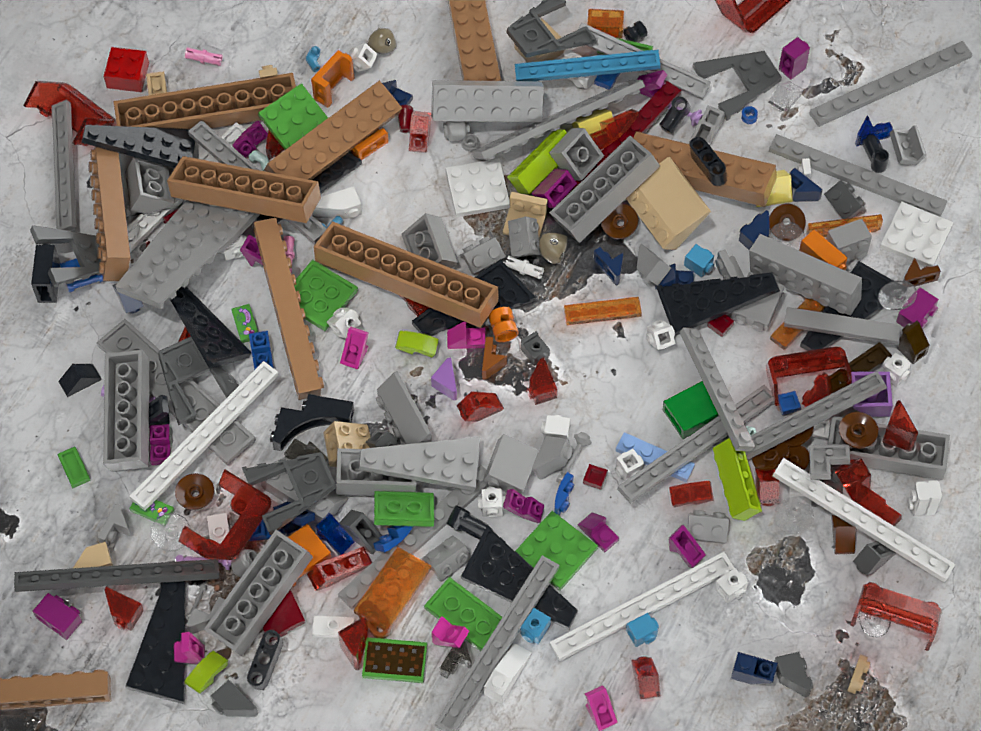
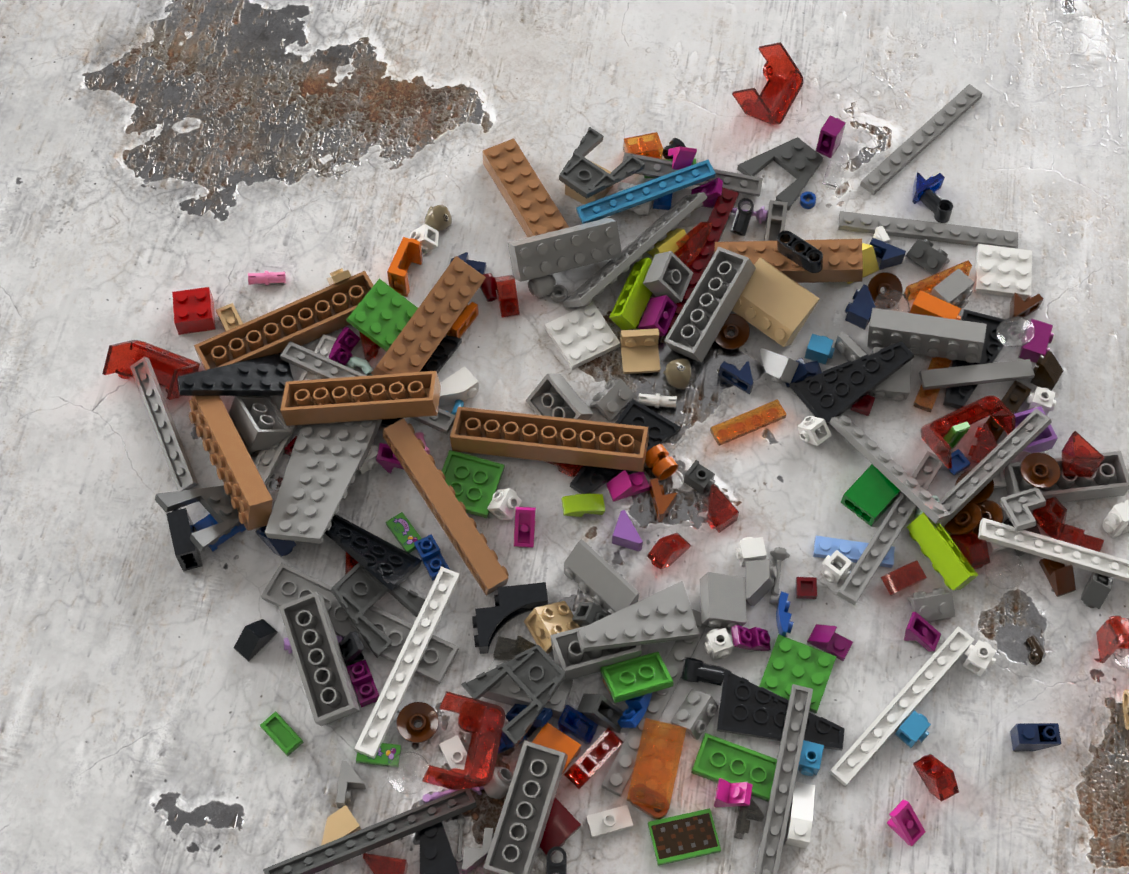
camera: 20 degrees left, 0 degrees up
(312, 58) = (374, 252): dark azure arm -> none
(353, 641) = (639, 833): clear red slope -> none
(524, 237) = (647, 371): light grey bracket -> none
(635, 41) = (682, 157): none -> dark pink slope
(792, 377) = (956, 434): none -> bright green tile
(792, 596) = (1037, 651): none -> dark brown arm
(792, 673) = (1073, 728): dark grey slope -> none
(908, 145) = (963, 190): light grey bracket -> none

